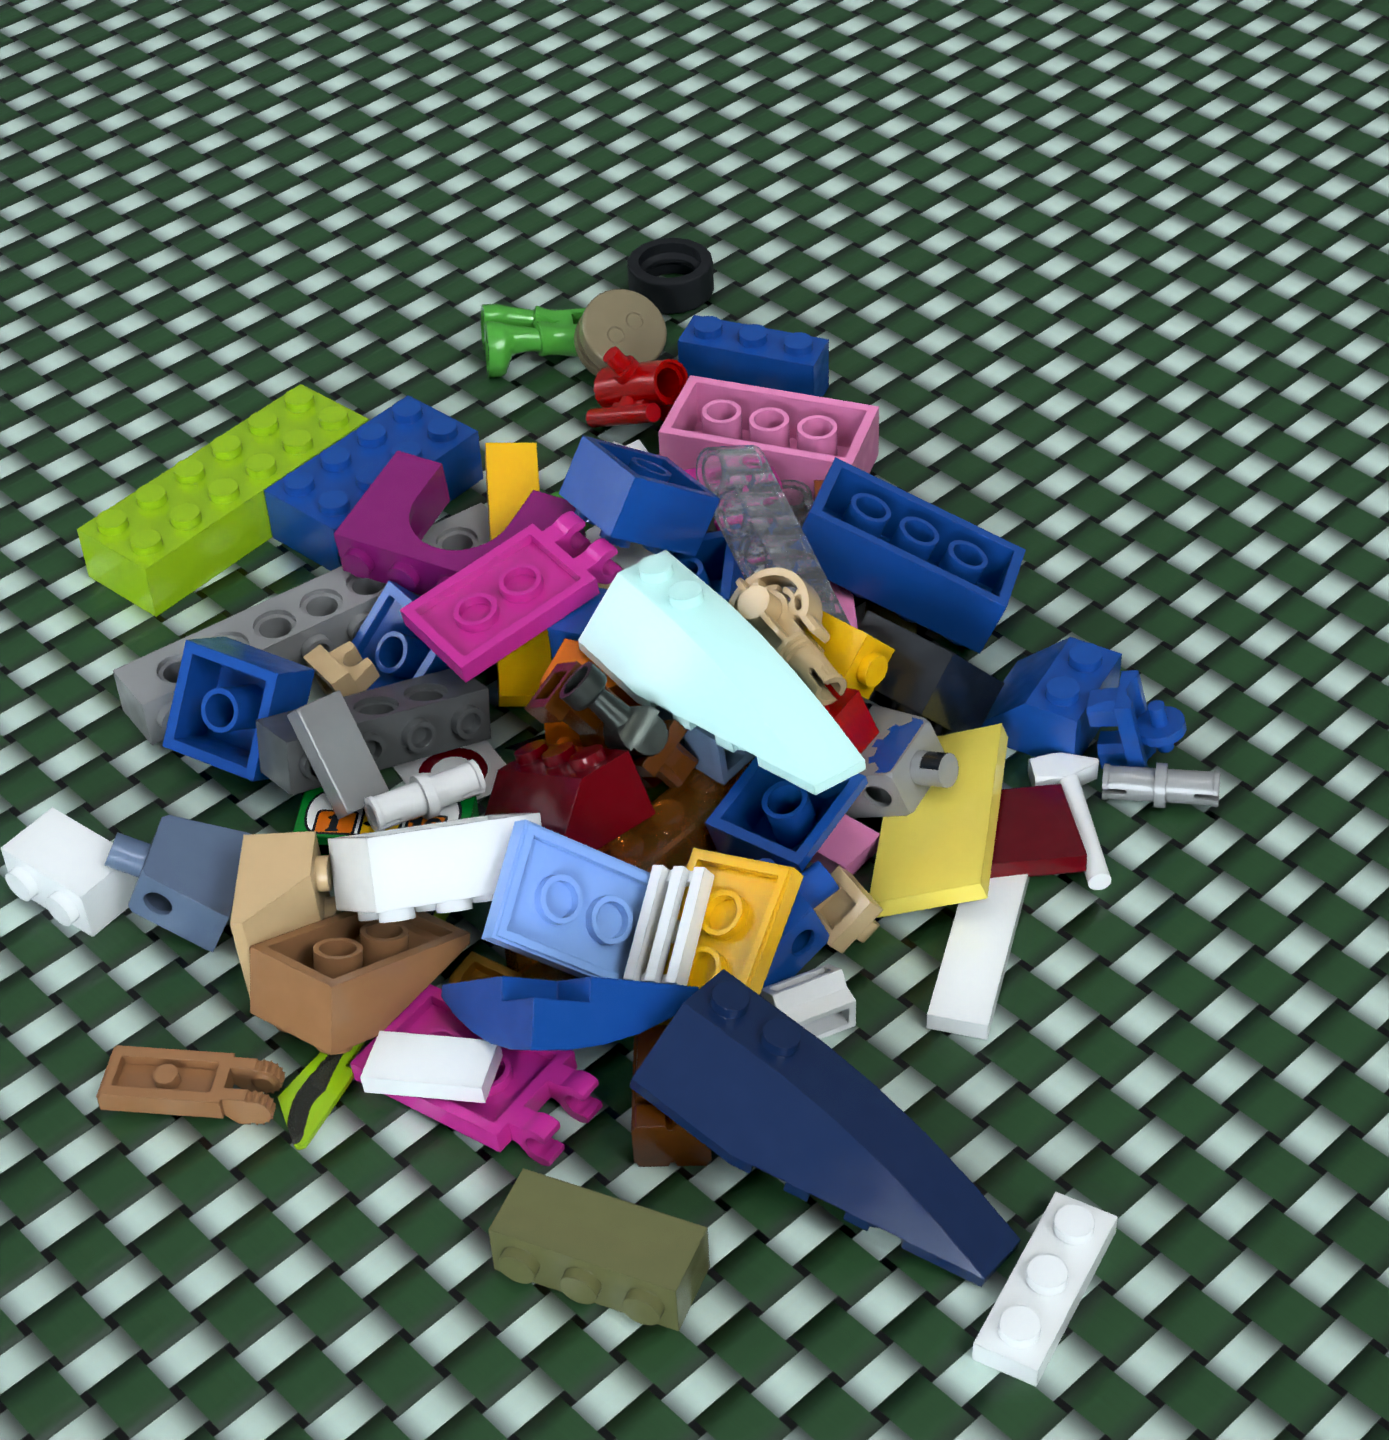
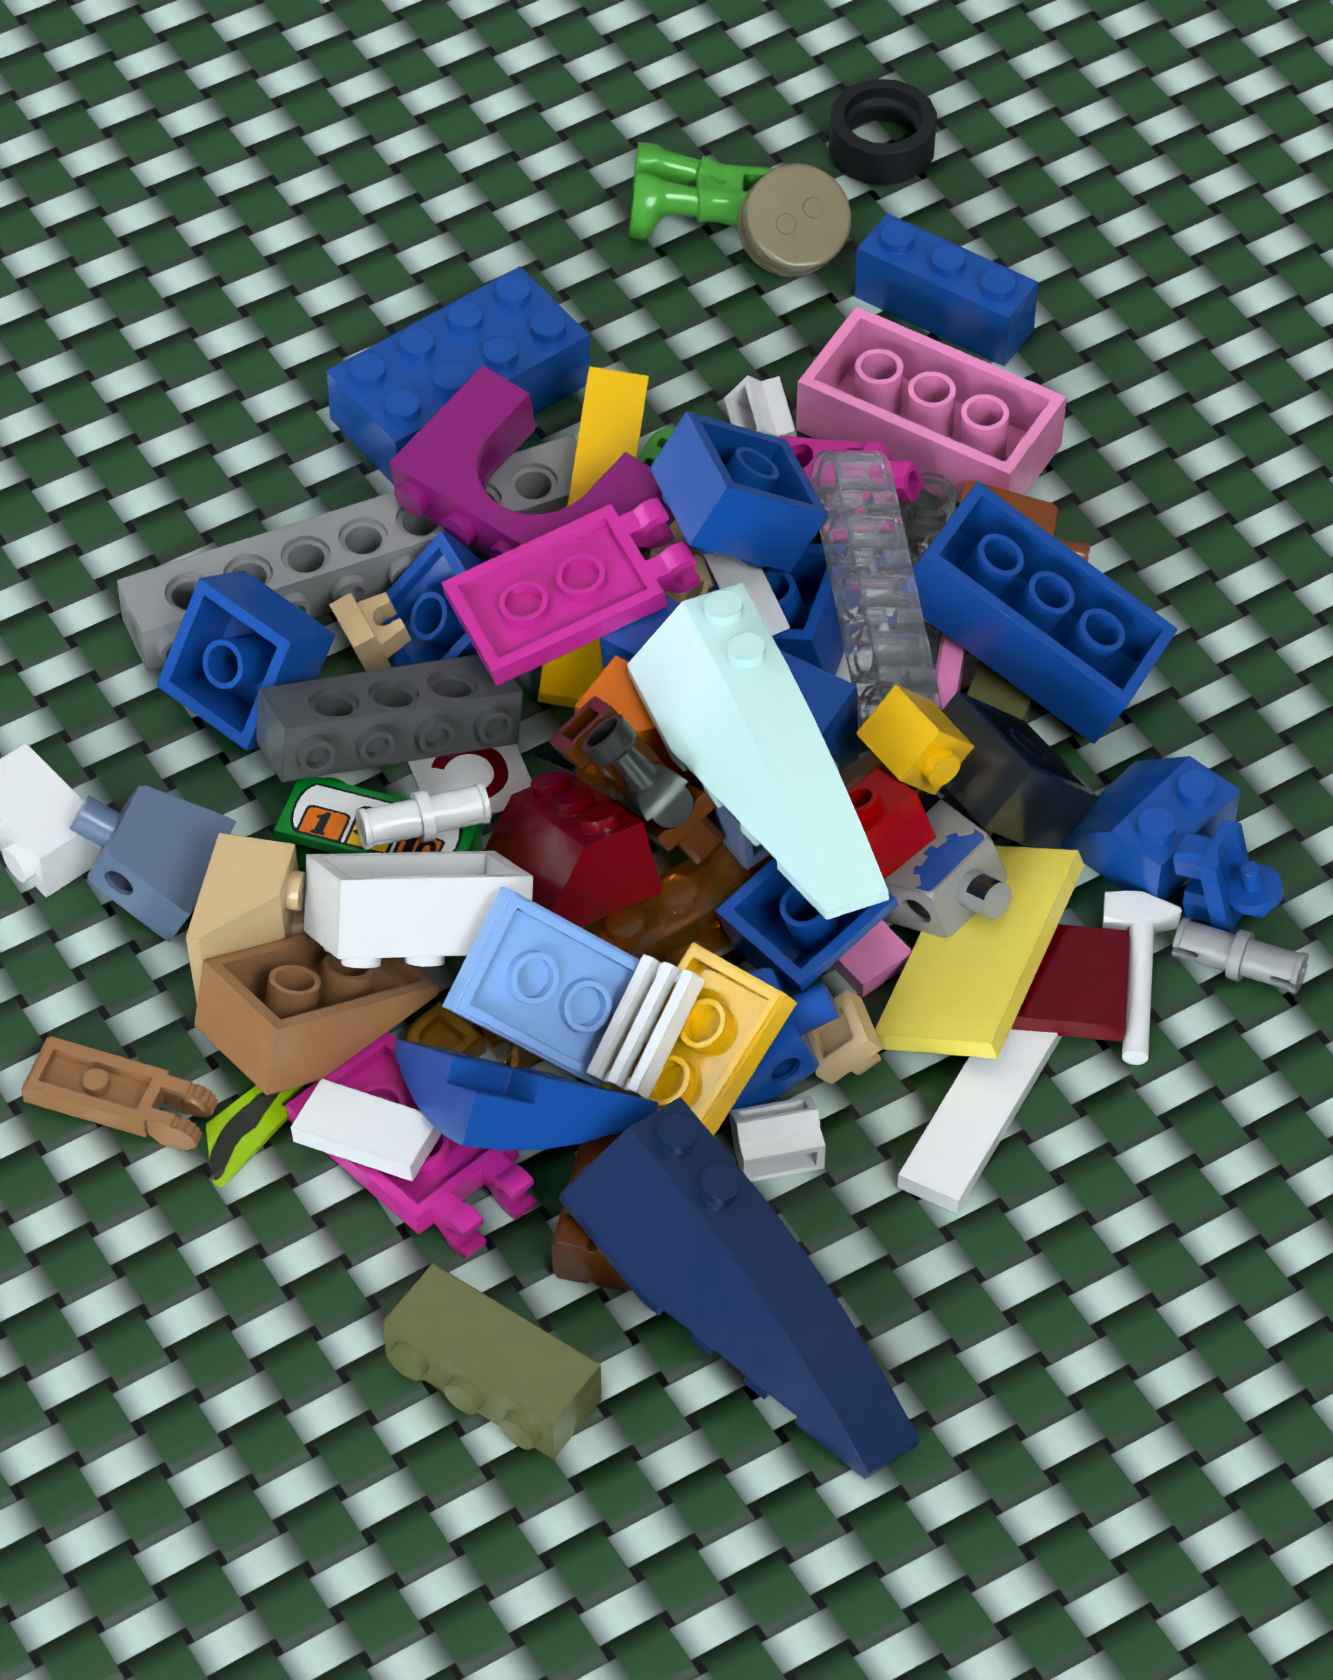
camera: 10 degrees right, 10 degrees up
(209, 505) = (264, 368): lime brick -> none
(337, 753) = (339, 751): light grey slope -> none
(635, 390) = (790, 303): red pin -> none
(785, 625) = (853, 706): tan pin -> none
(1044, 1289) = (929, 1494): white plate -> none

